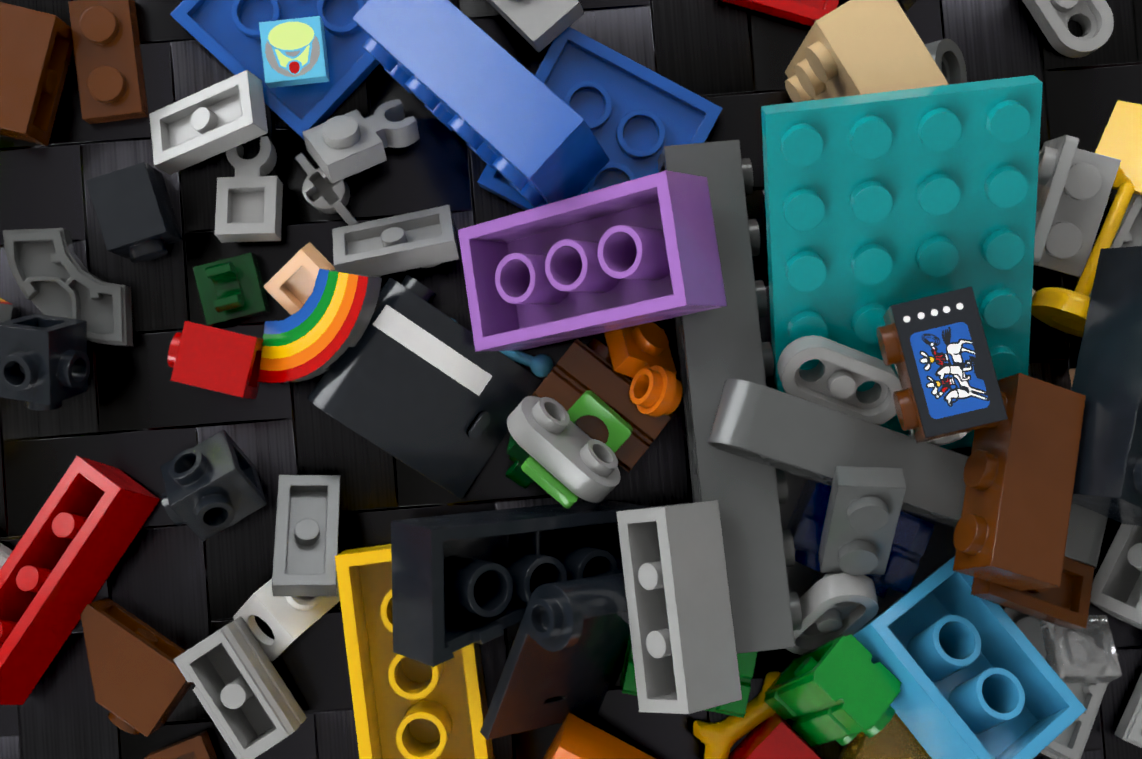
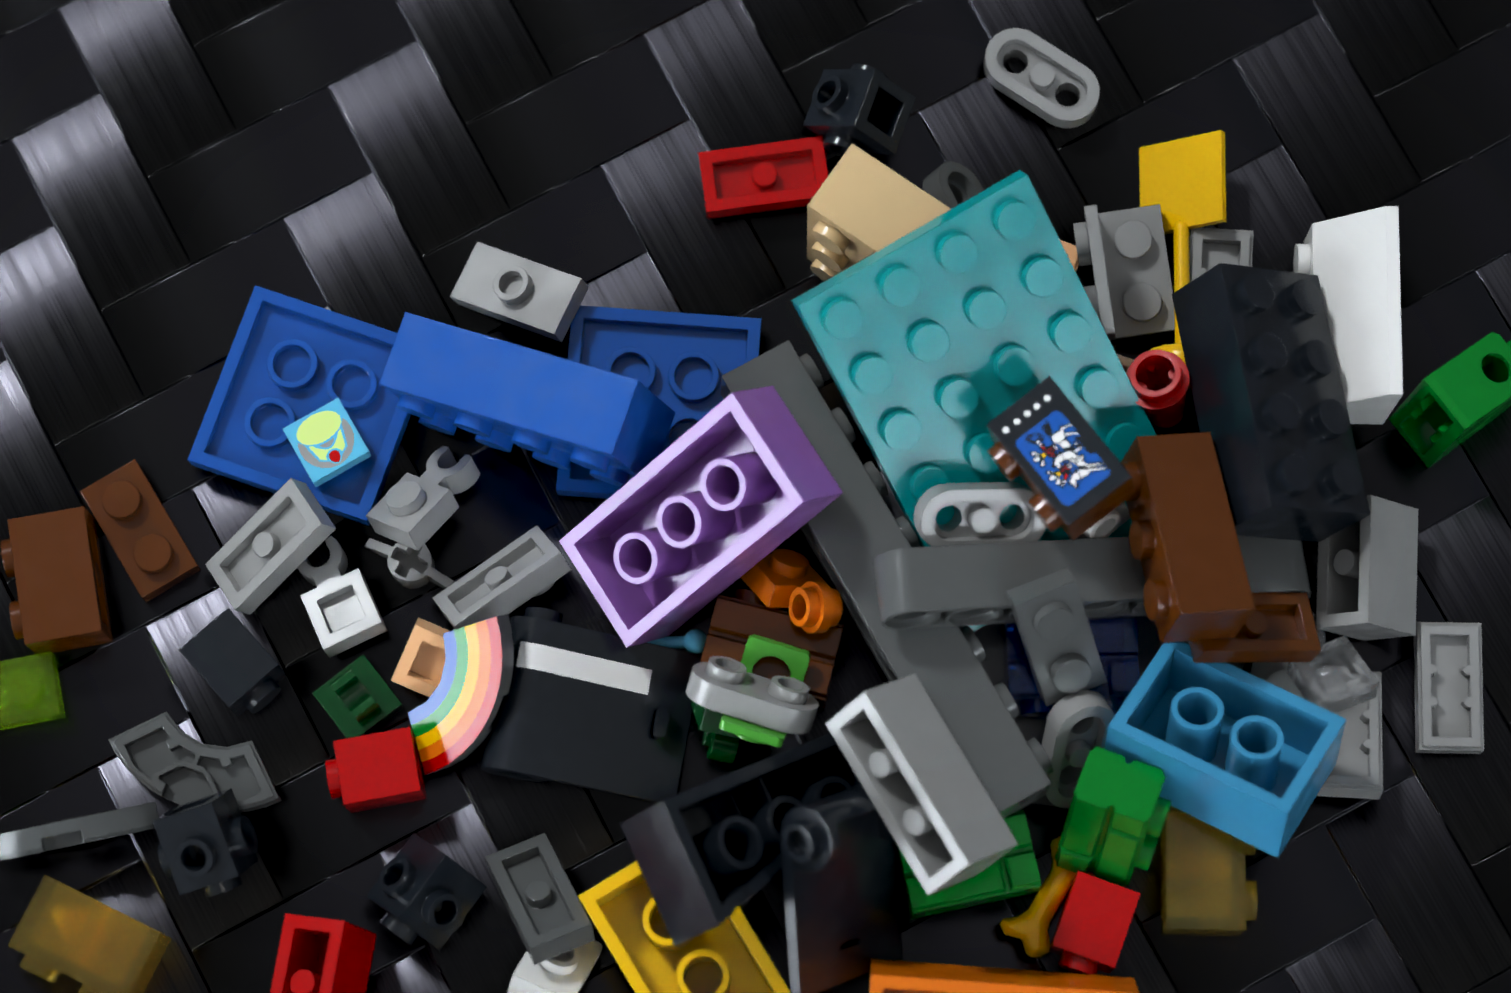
camera: 15 degrees left, 10 degrees down
(1055, 327) = (1161, 386): none -> red cone

